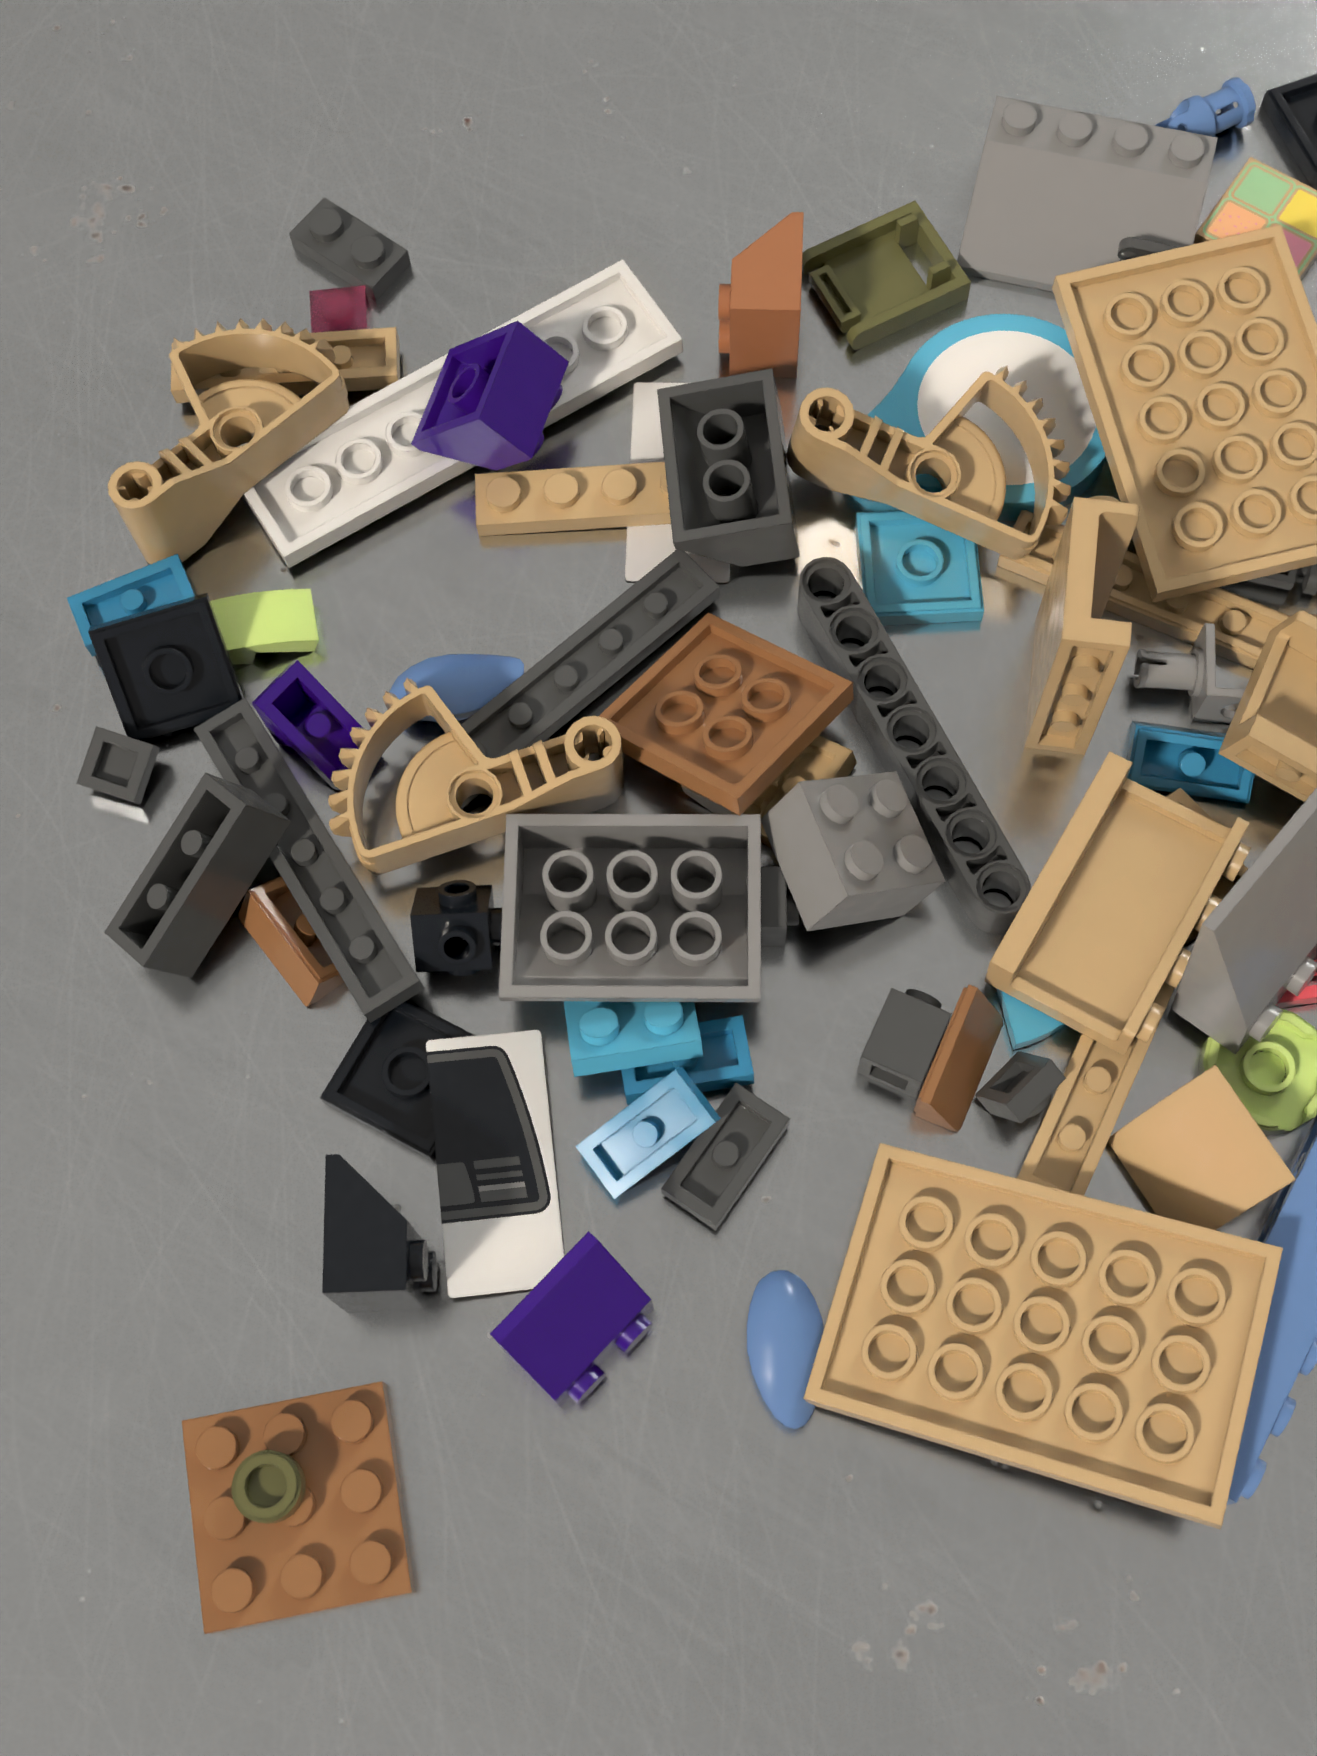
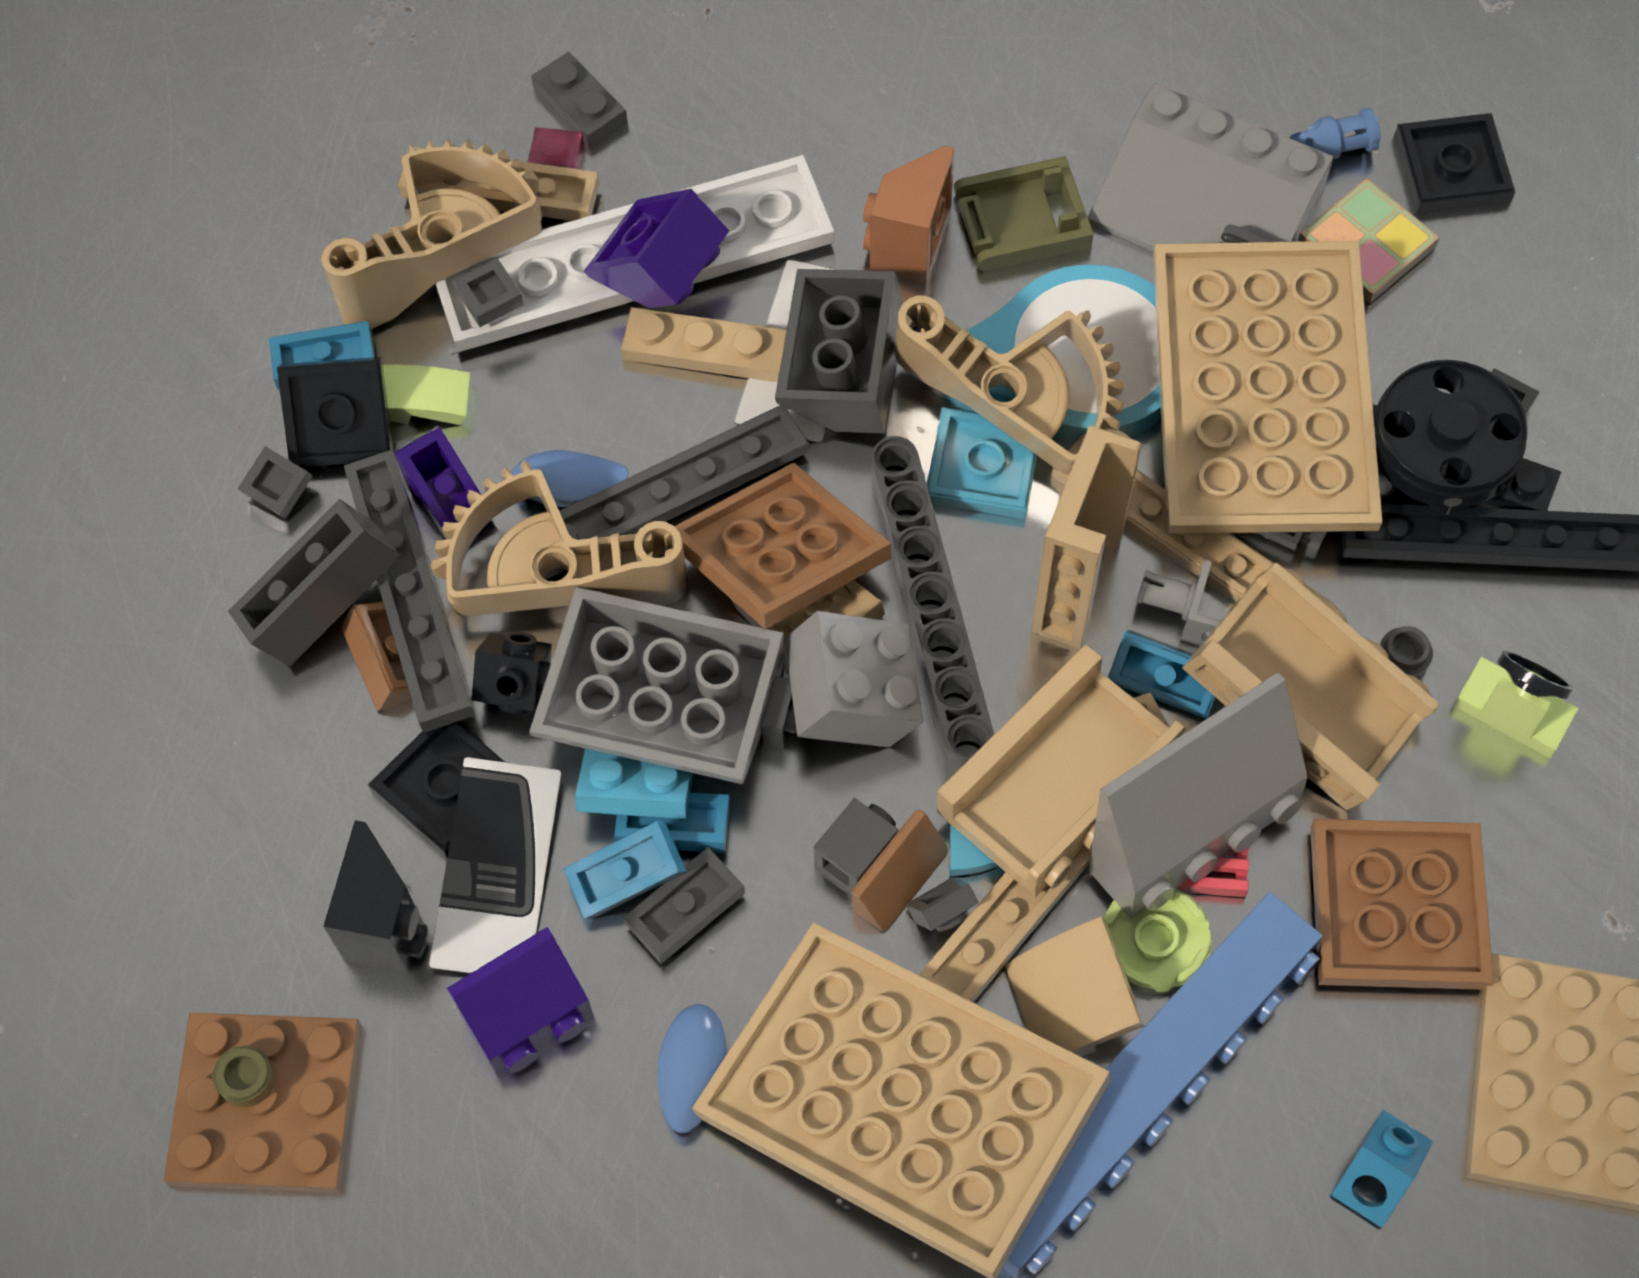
camera: 10 degrees right, 5 degrees down
(310, 491) = (488, 292): none -> dark grey plate

